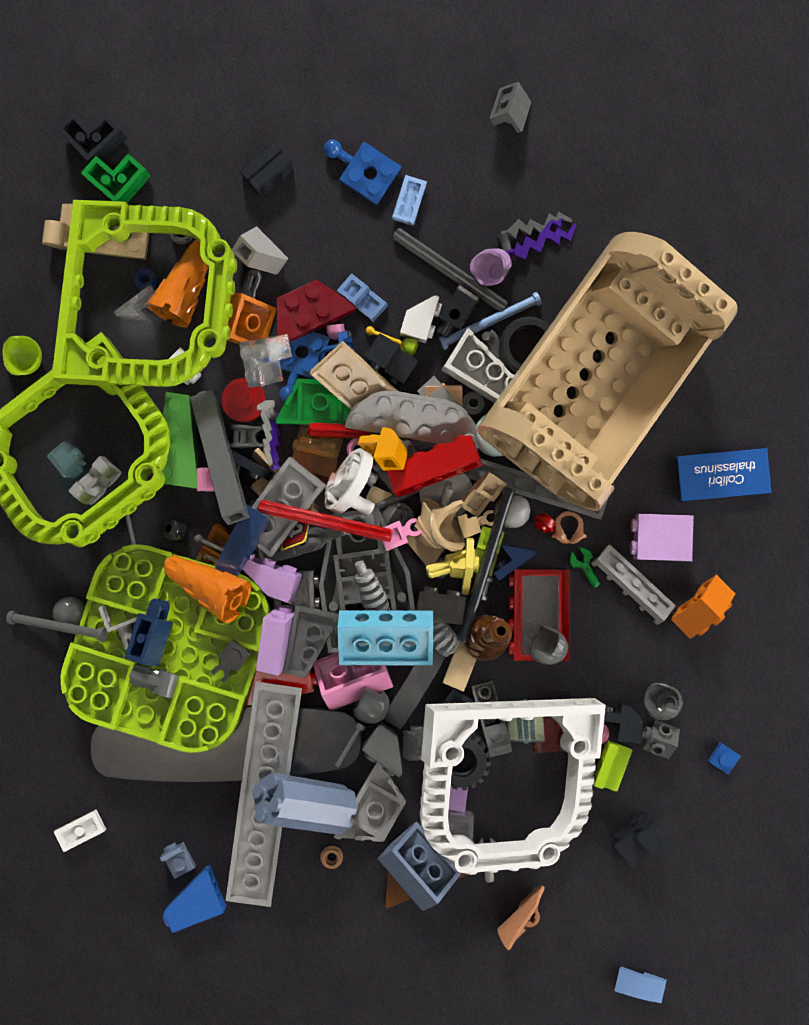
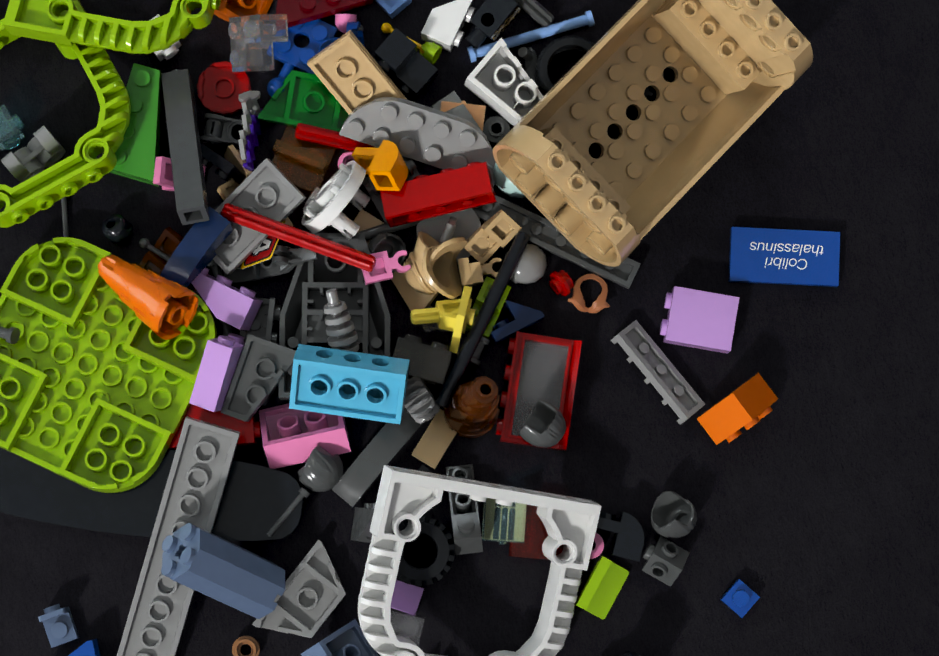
camera: 10 degrees right, 5 degrees down
(124, 629) = (39, 332): light grey bracket -> none
(150, 634) = (70, 341): dark blue brick -> none
(160, 681) = (71, 400): dark grey piece -> none
(233, 658) = (163, 384): black plate -> none
(384, 747) = (329, 521): dark grey slope -> none
(587, 570) = (603, 342): green bar -> none

